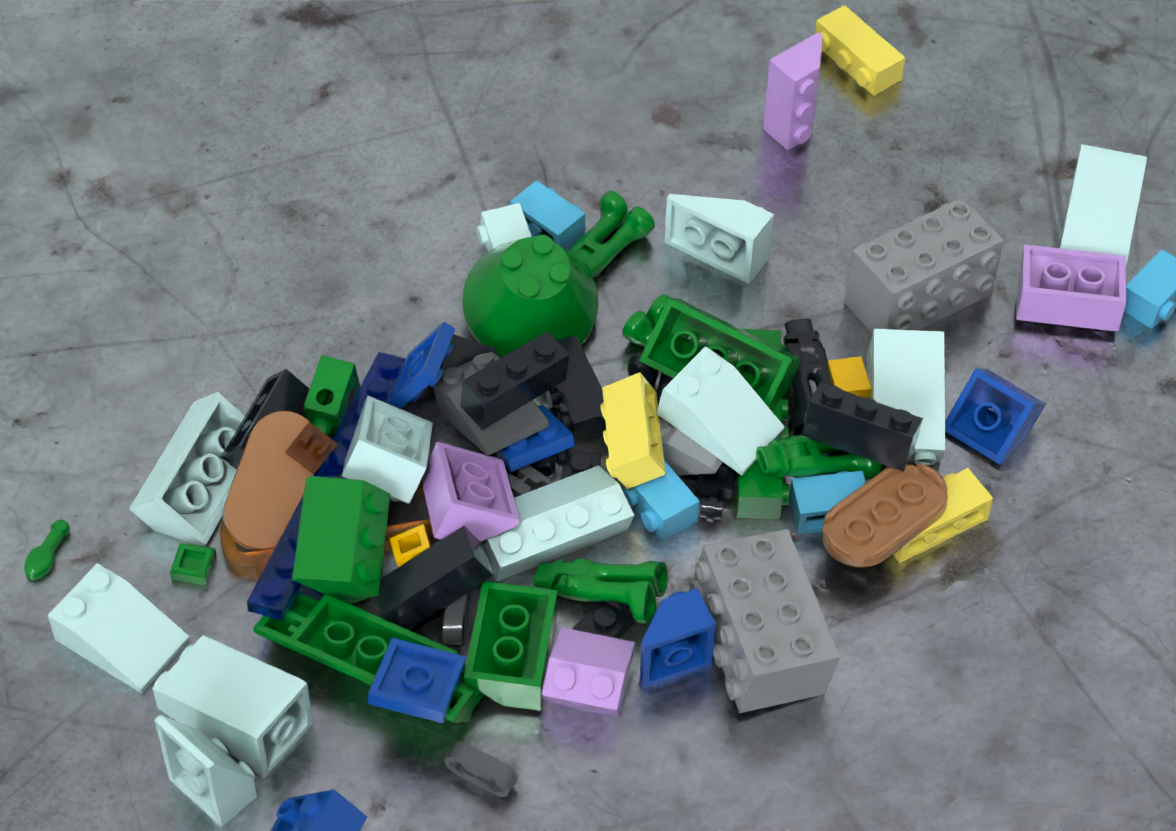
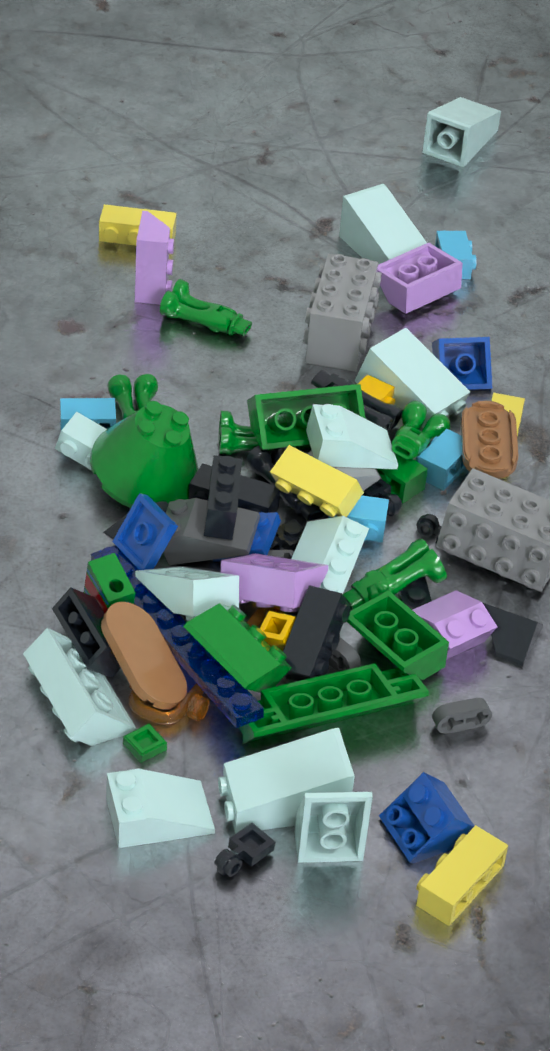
camera: 50 degrees left, 10 degrees down
(42, 558) = (45, 811): green piece -> none
(136, 729) = (248, 844): none -> black plate
(311, 448) = (150, 616): reddish brown tile -> none
(417, 680) = (388, 684): blue plate -> none
(648, 729) = (513, 635): none -> black slope
(677, 639) = (474, 565): blue slope -> none
(720, 233) = (205, 361): light aqua slope -> none
(808, 195) = (212, 315): none -> green piece
(862, 426) = (432, 398): black brick -> none

